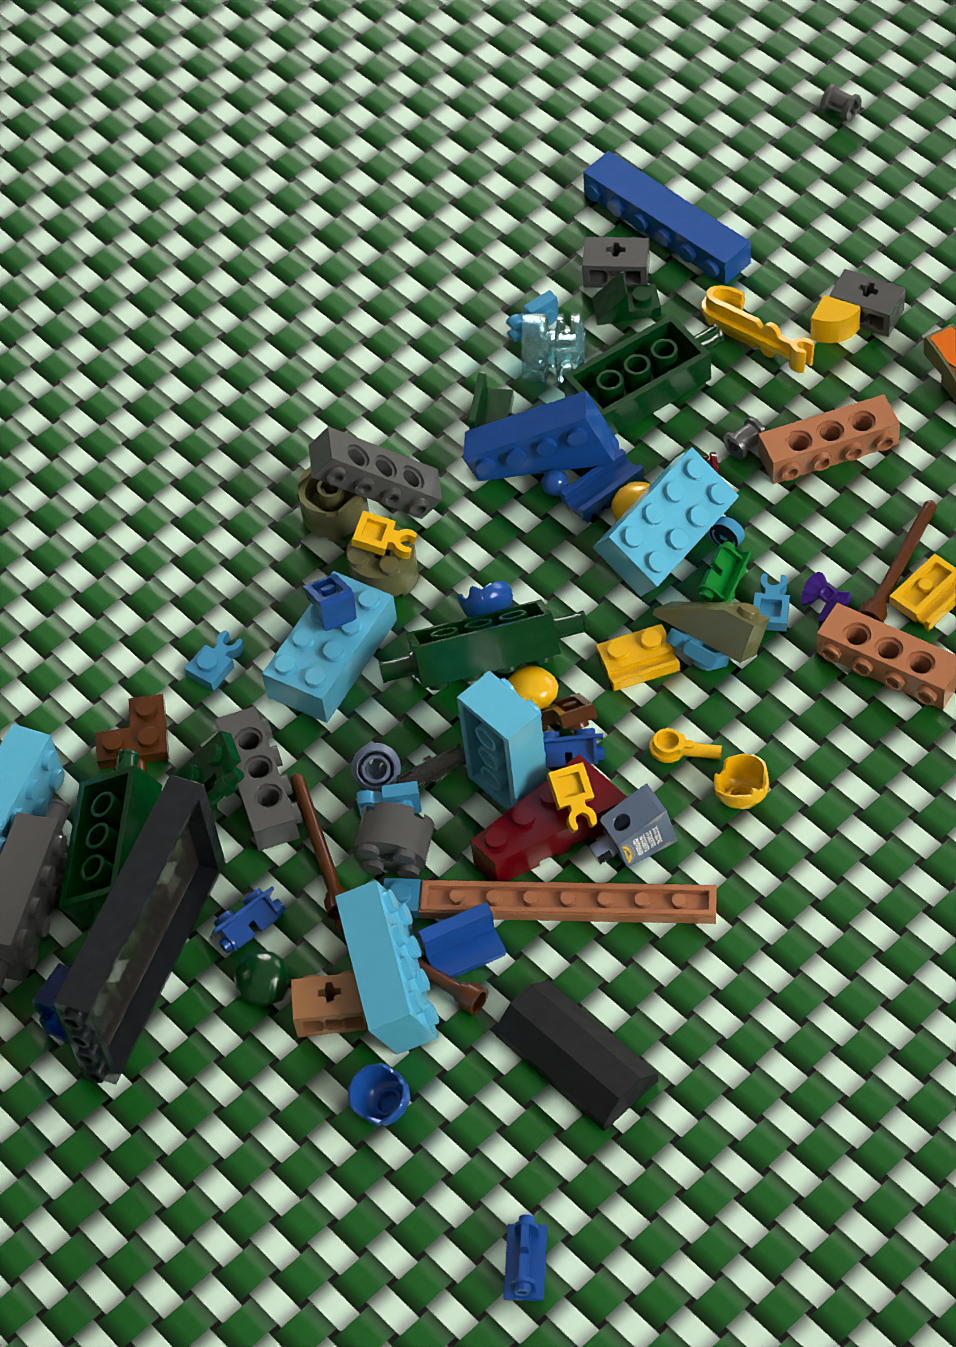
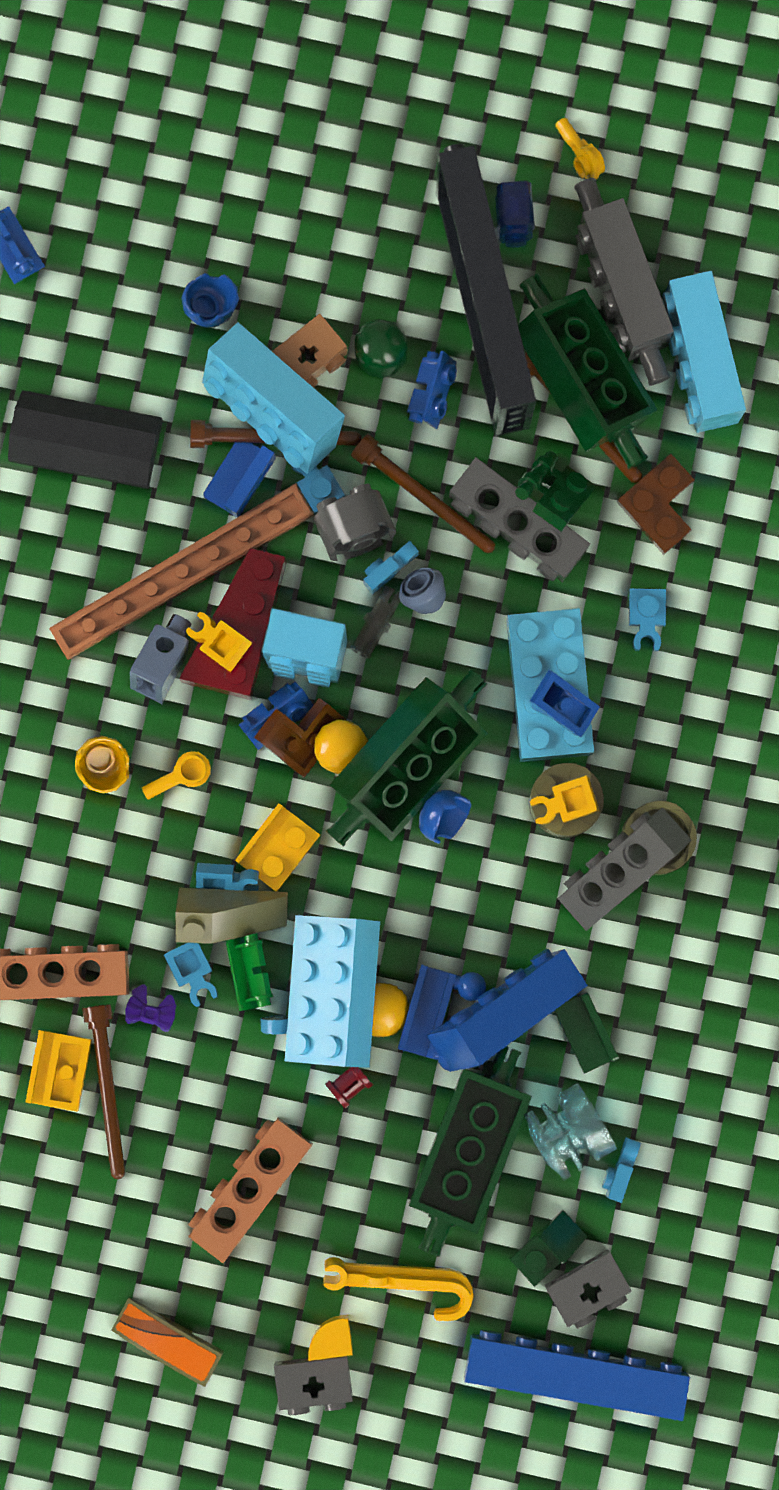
camera: 140 degrees right, 30 degrees up
(744, 438) = (329, 1146): dark grey bush -> none

